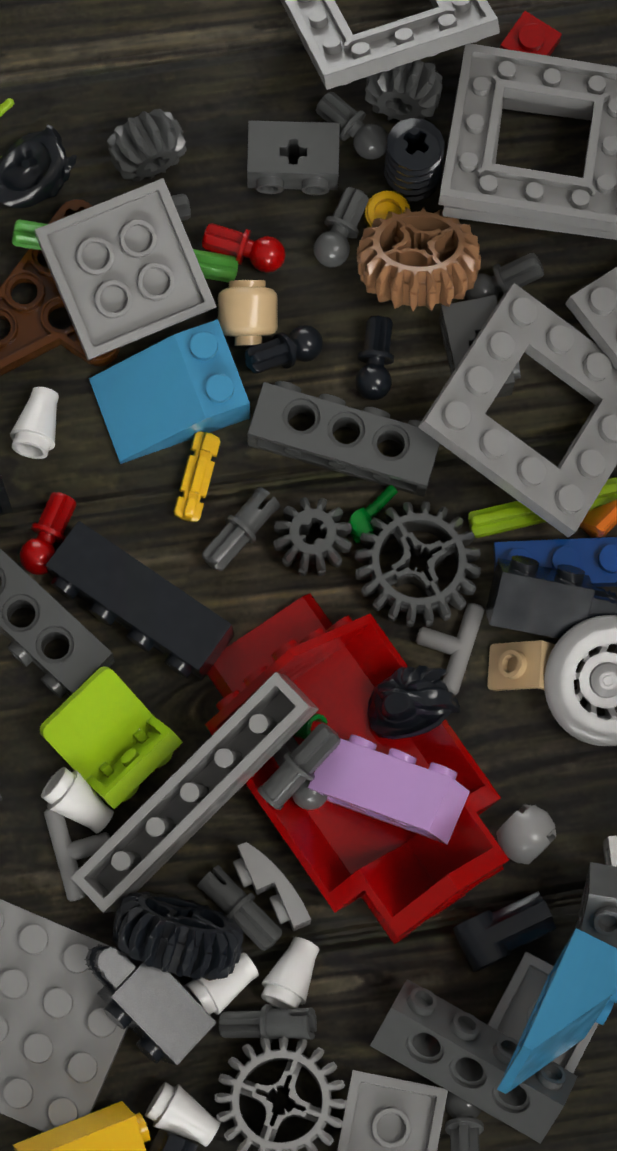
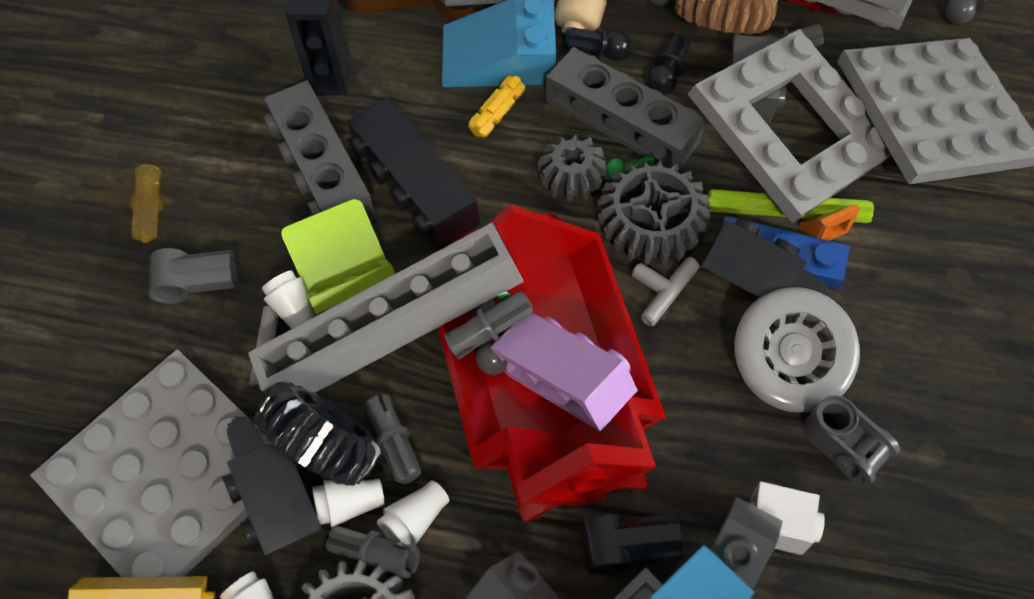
camera: 25 degrees right, 15 degrees down
(36, 426) = (388, 40): white cone -> none
(50, 529) = (360, 104): red axle -> none
(239, 530) = (515, 148): dark grey axle -> none
(263, 875) = (425, 422): light grey slope -> none
(410, 703) = (610, 308): black hat -> none
(518, 665) = (716, 314): tan bracket -> none
(526, 834) = (680, 458): light grey piece -> none

